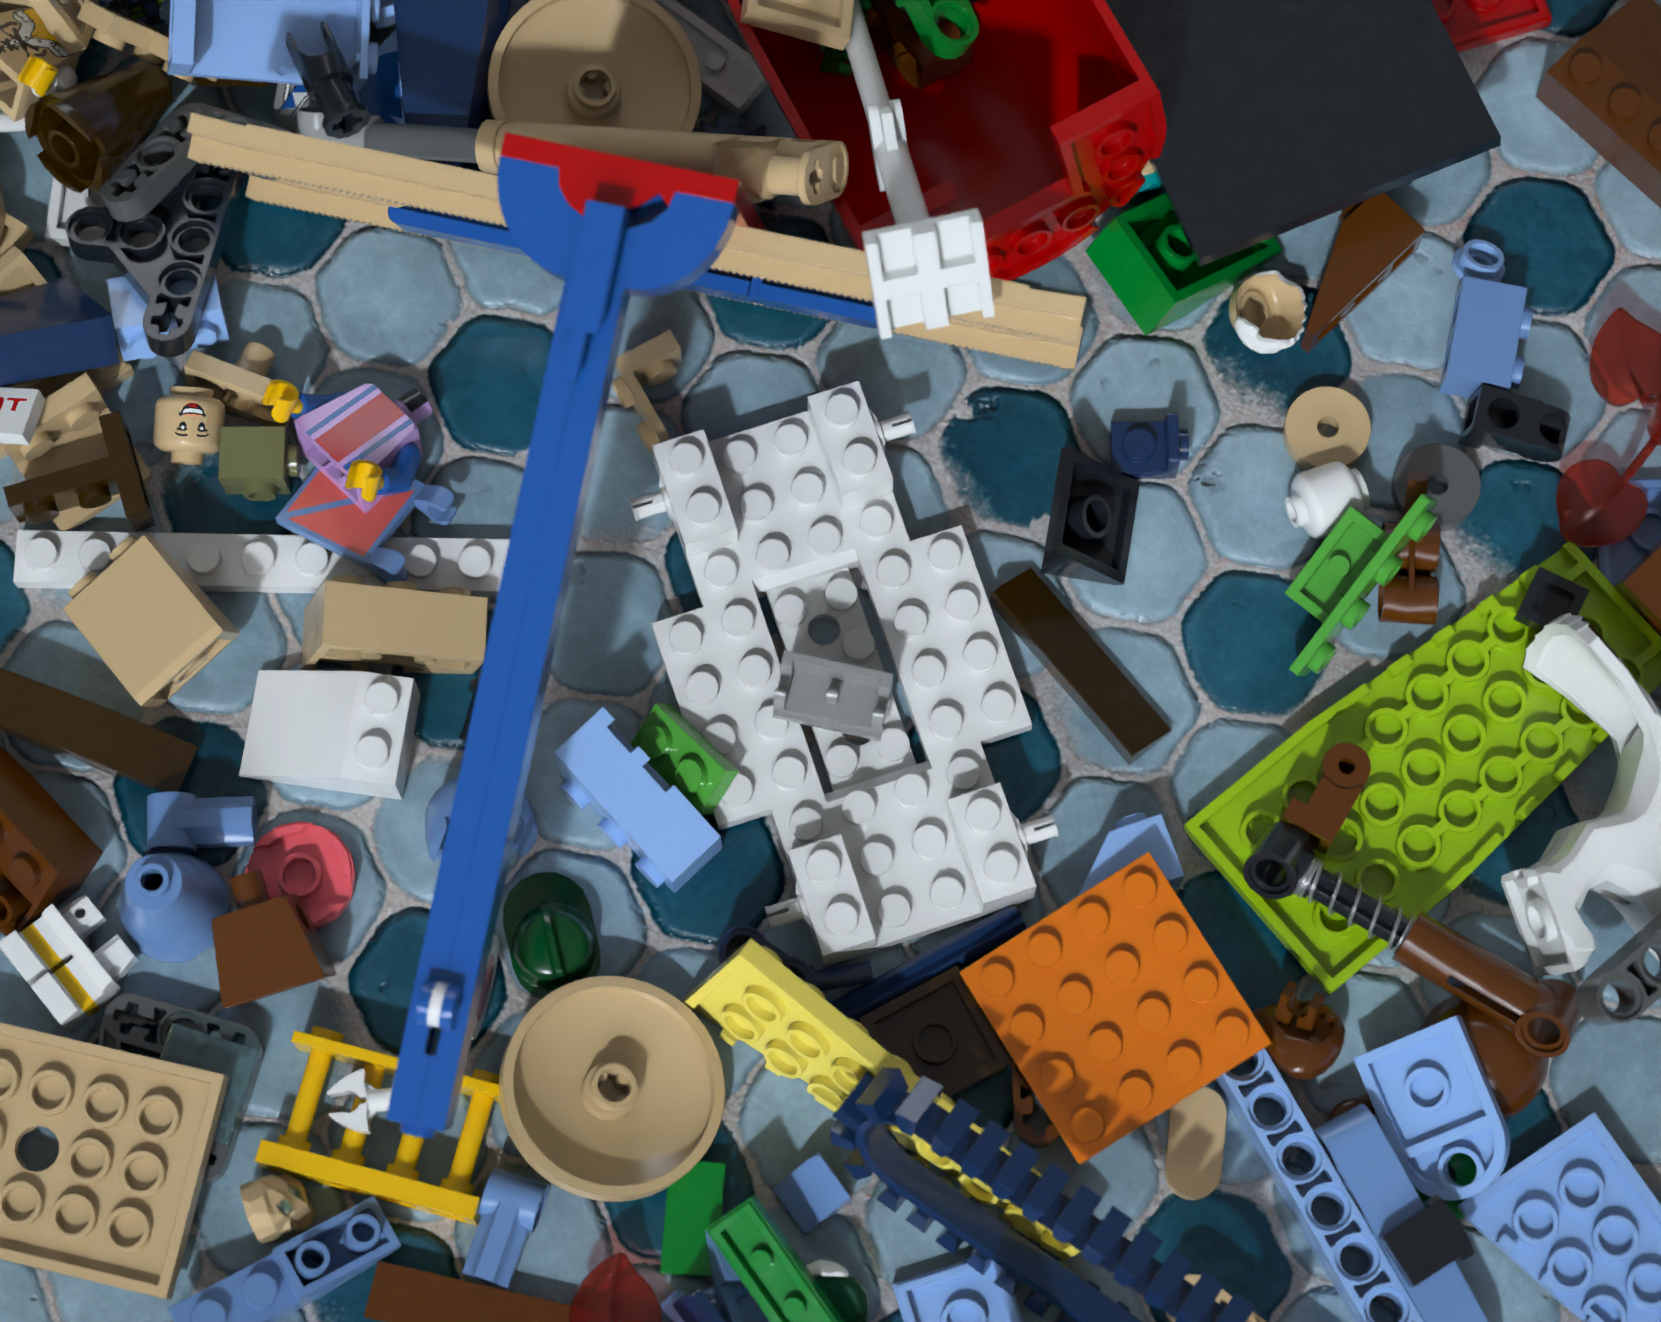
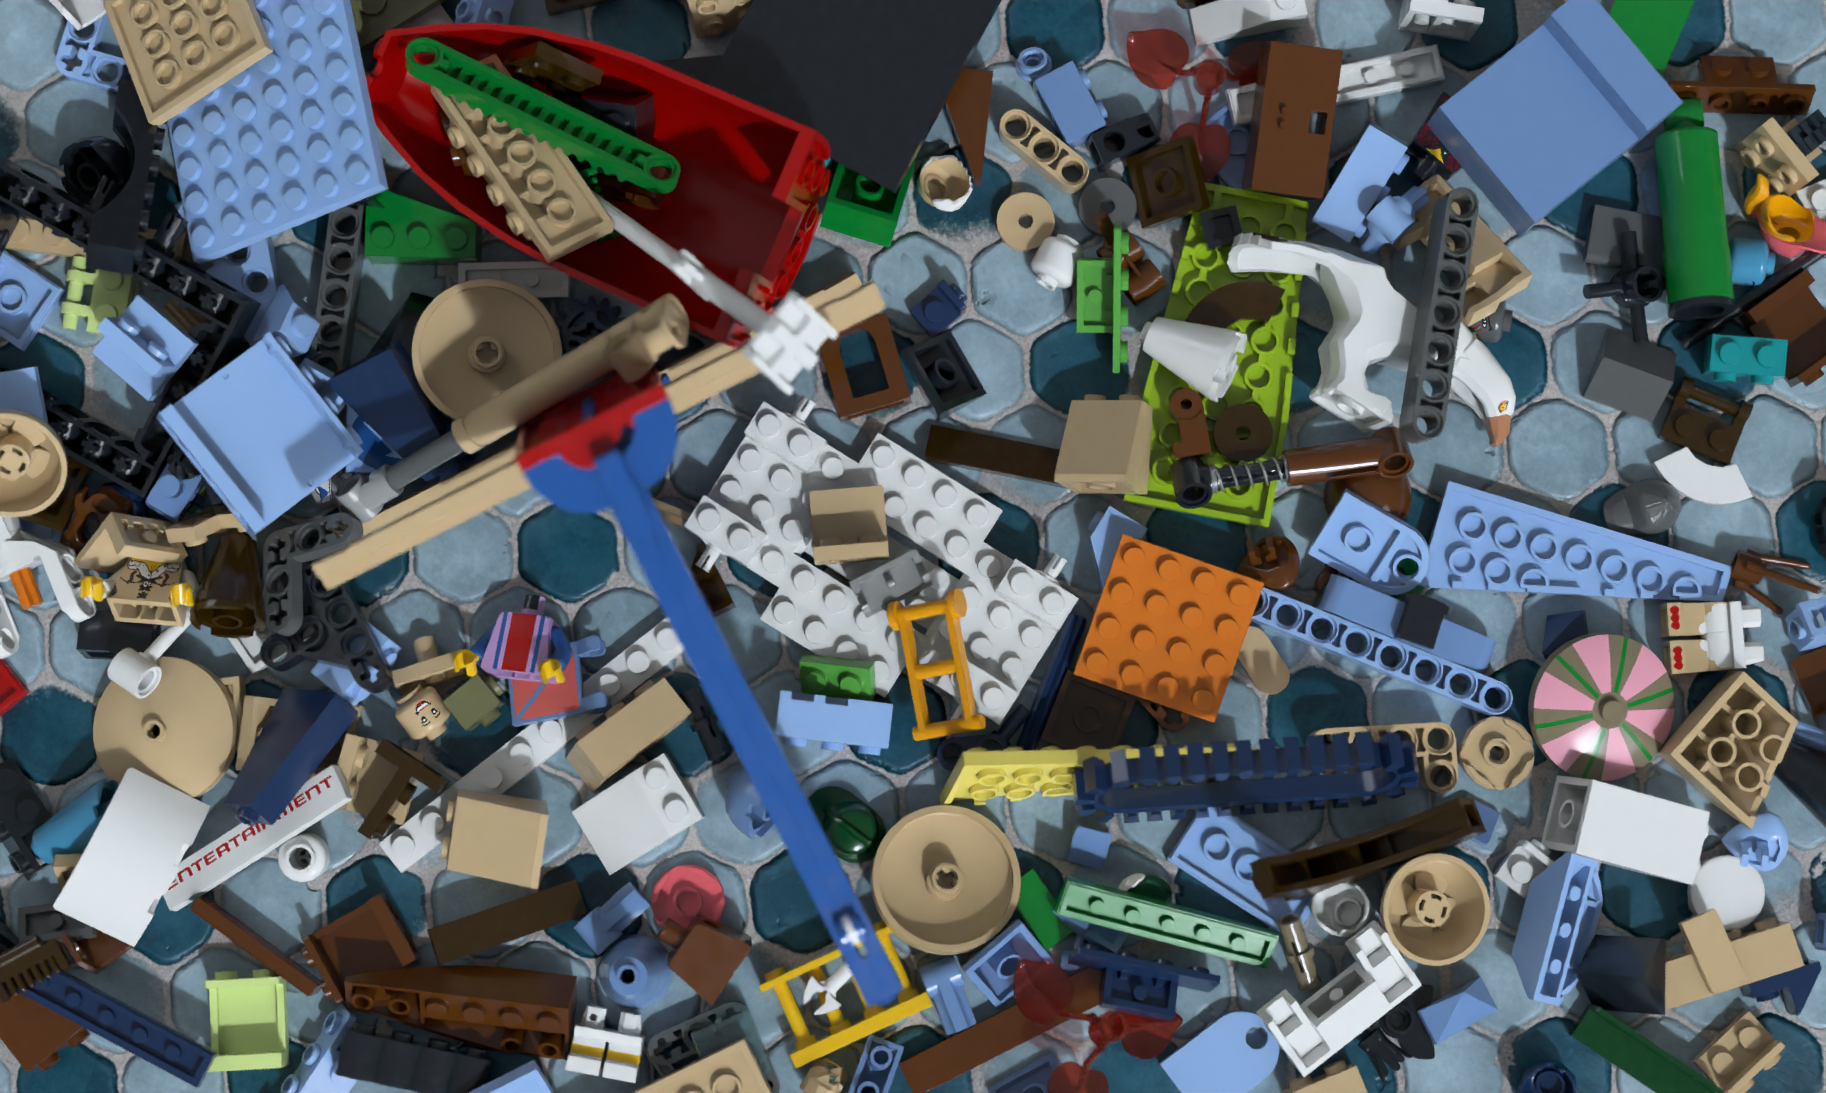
camera: 40 degrees left, 10 degrees up
(330, 85) = (346, 471): black piece -> none
(588, 1231) = (996, 961): none -> medium blue slope
(620, 549) = (711, 585): none -> dark brown slope
(808, 745) = (900, 620): none -> light orange piece
(838, 595) = (849, 525): none -> tan bracket
(987, 490) = (895, 395): none -> reddish brown panel
(1211, 744) = (1106, 446): none -> tan slope
(1404, 840) = (1245, 417): none -> dark brown piece
(1407, 720) = (1195, 353): none -> white cone
(1418, 343) = (1035, 135): none -> tan beam
(1499, 704) = (1237, 303): none -> dark brown tile
(1530, 508) = (1168, 182): none -> dark brown plate

